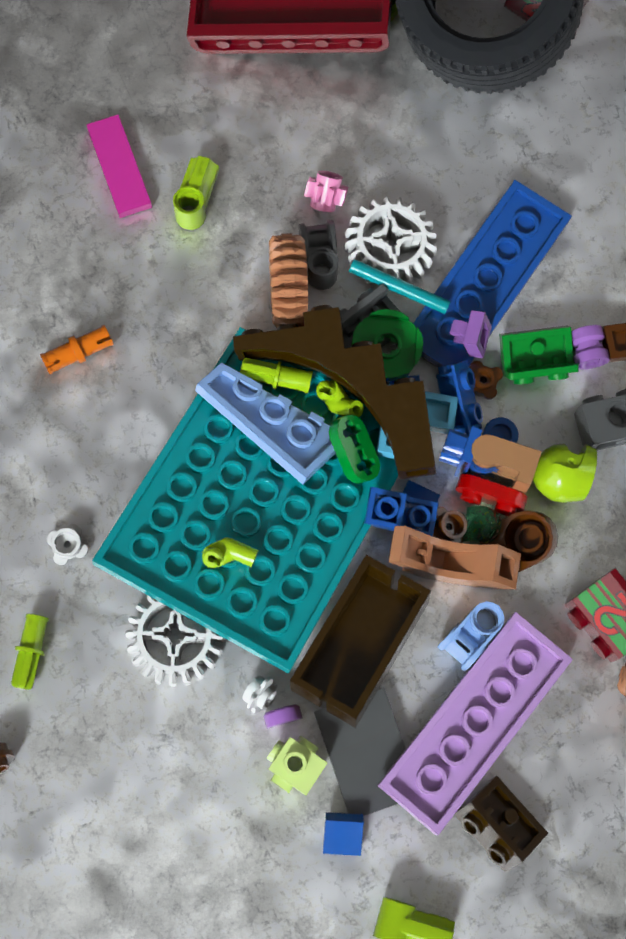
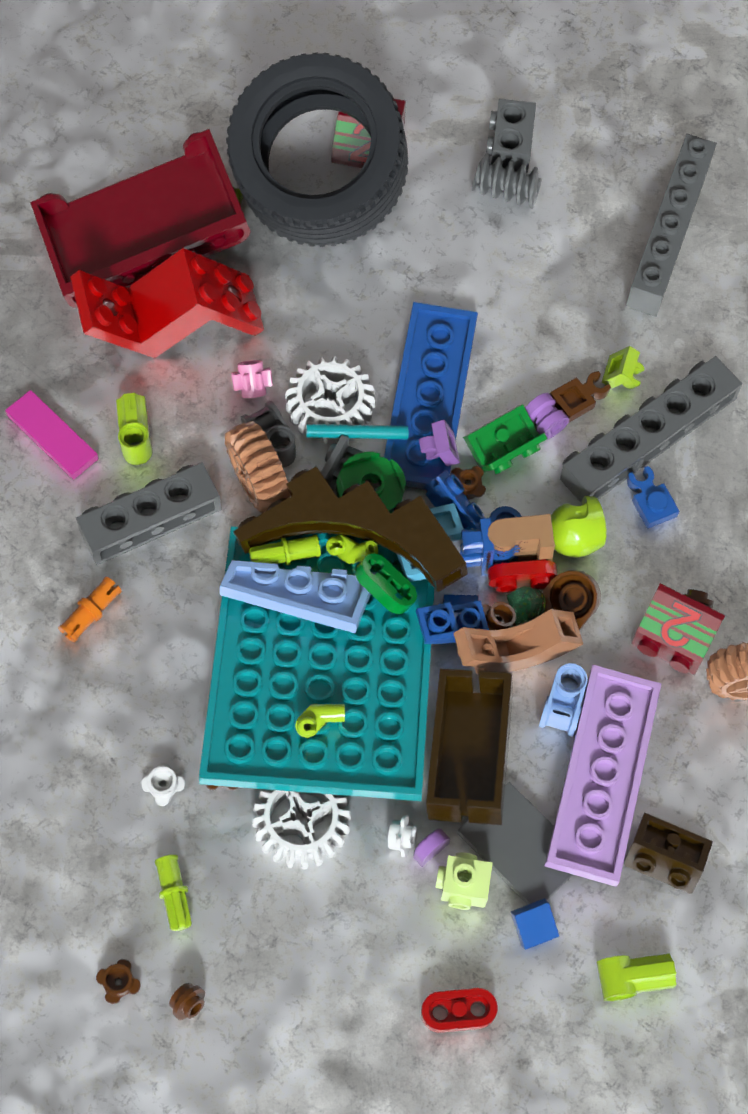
camera: 20 degrees left, 10 degrees down
(155, 293) = (141, 529): none -> dark grey brick
(235, 881) = (458, 1005): none -> red plate
(277, 83) = (166, 303): none -> red bracket

